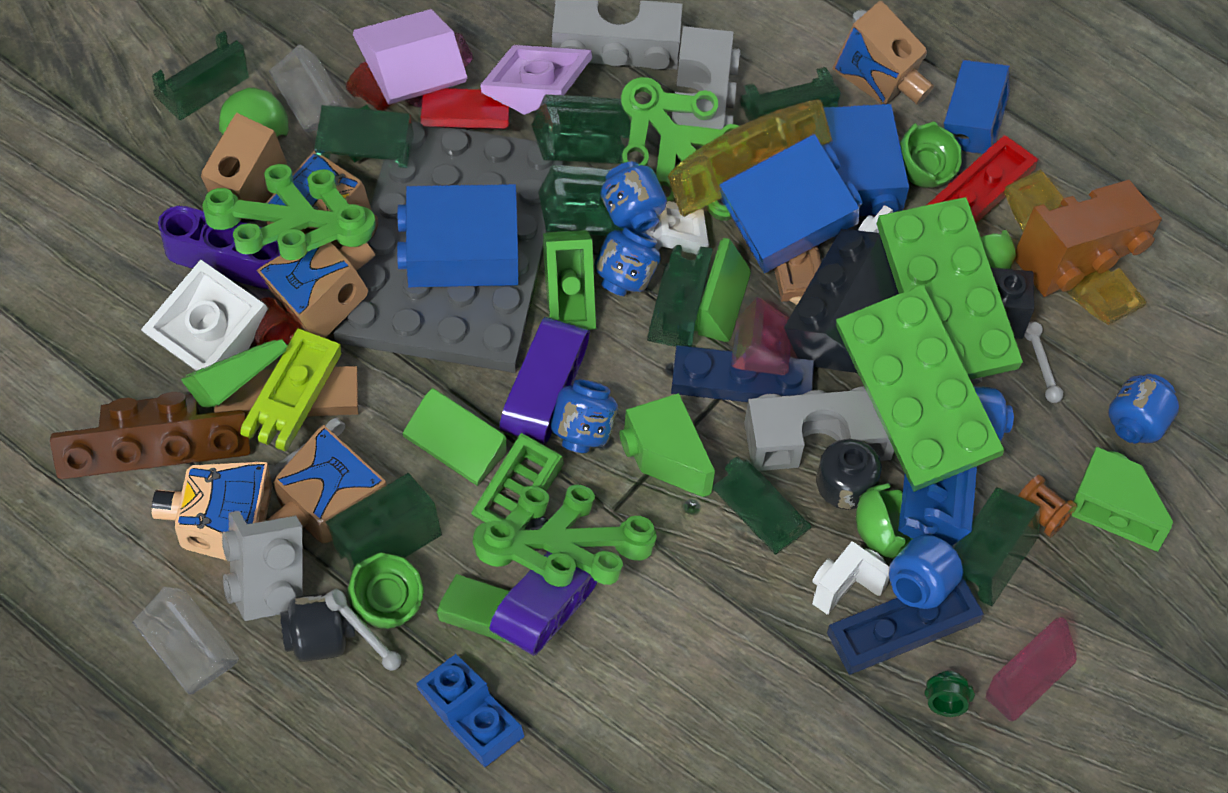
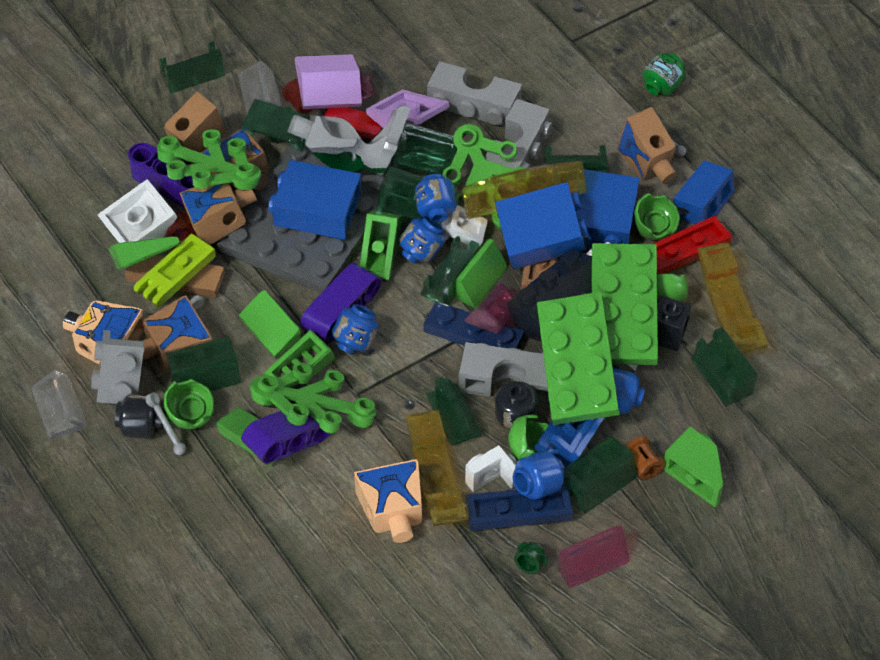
camera: 20 degrees right, 5 degrees down
(149, 435) = (78, 280): reddish brown bracket -> none
(256, 105) = (221, 96): bright green hair -> none
(470, 710) = (217, 490): blue slope -> none
(473, 149) = (340, 147): none -> light grey hips
(667, 445) = (403, 359): bright green slope -> none
(727, 658) = (391, 498): none -> light nougat torso
(769, 601) = (435, 469): none -> clear yellow slope
(1033, 333) = (685, 348): light grey hinge -> none
(1085, 236) = (739, 291): dark orange wedge -> none
(1099, 346) = (725, 368): none -> clear green hinge
(1145, 408) = (737, 412): blue head -> none

